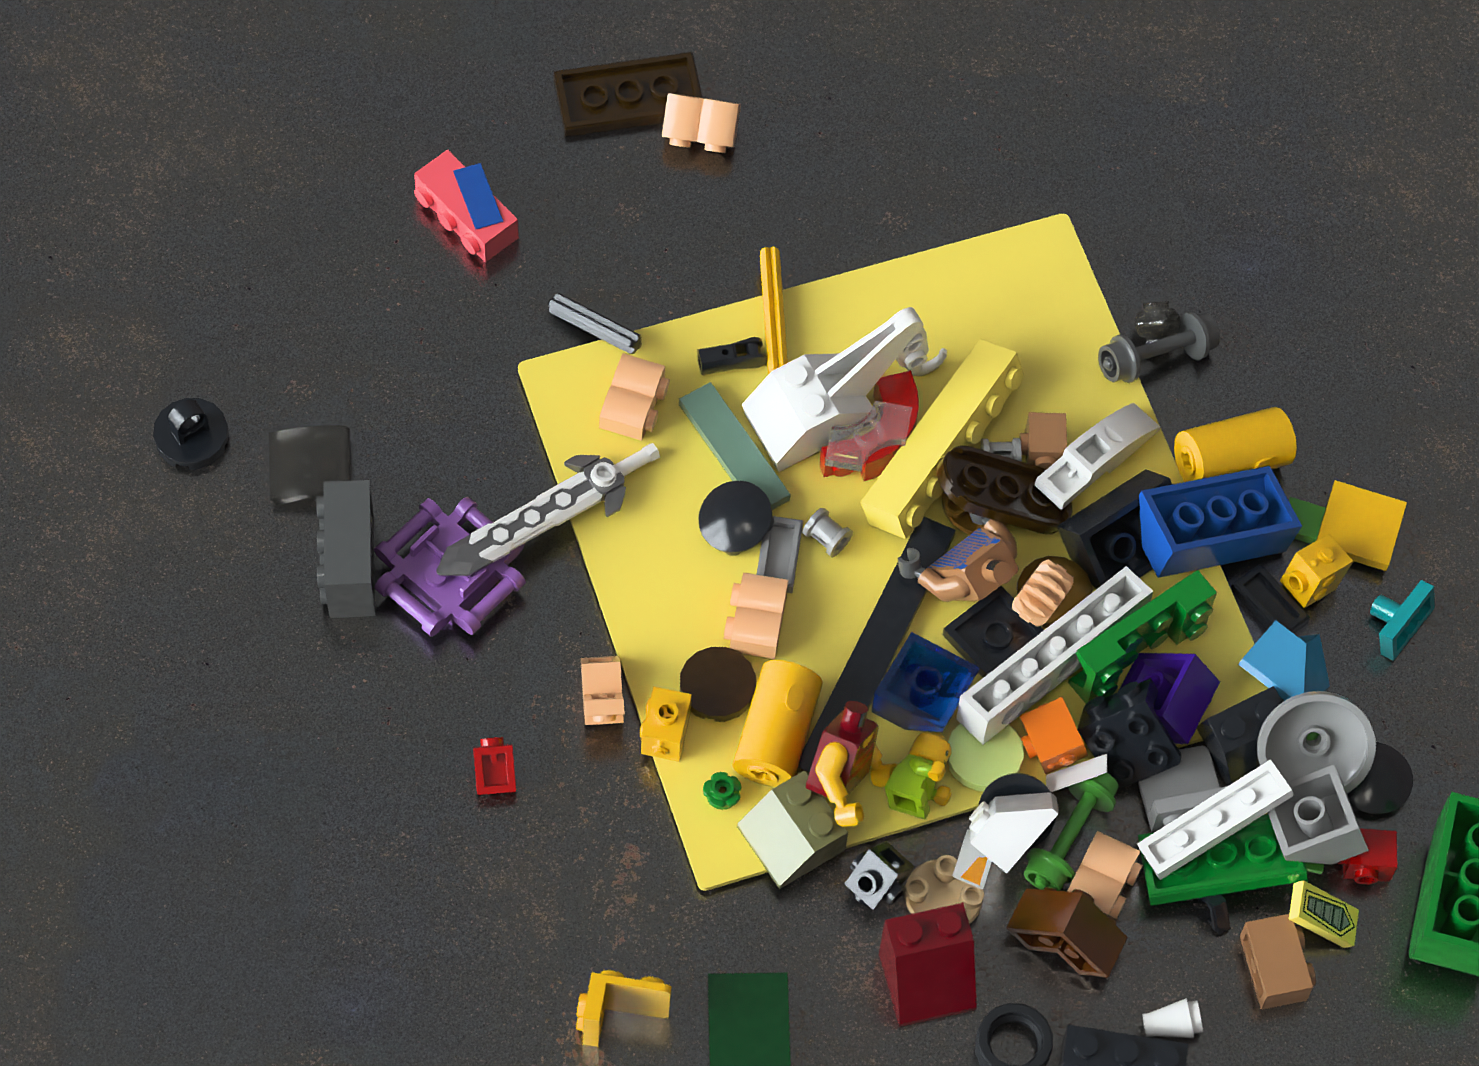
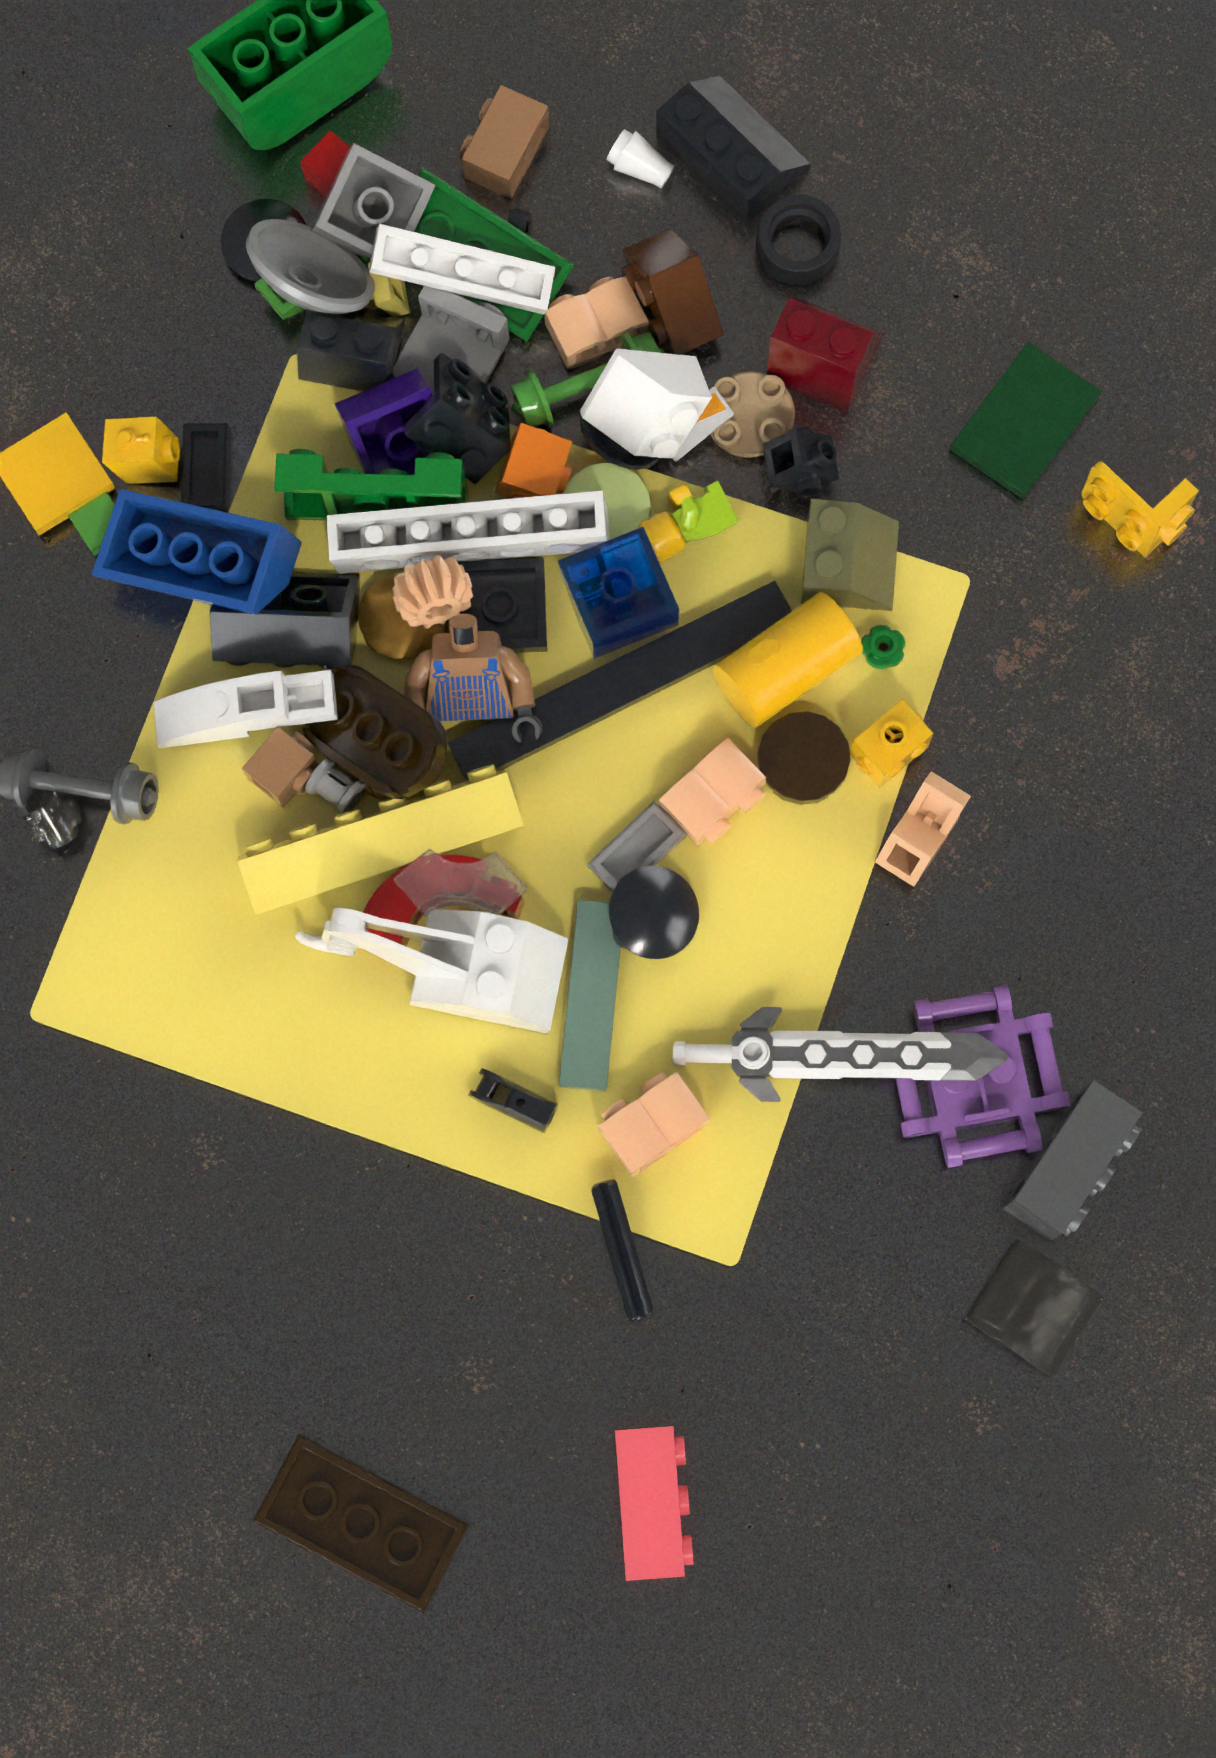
camera: 135 degrees left, 15 degrees up
(191, 433) = (1133, 1442): black tile -> none
(478, 196) = (637, 1492): blue sticker -> none
(494, 766) = (1078, 837): red bracket -> none
(701, 121) = (318, 1413): light nougat brick -> none
(773, 308) = (428, 1121): yellow axle -> none
(827, 532) = (574, 830): light grey bush -> none
(844, 760) = (767, 555): torso -> none
(1077, 773) = (538, 411): white sticker -> none
(1236, 445) = (104, 621): yellow piece -> none
(1287, 662) = (256, 380): dark azure slope -> none
(1323, 914) = (430, 144): light yellow tile -> none
(1402, 619) = (100, 358): teal tile -> none

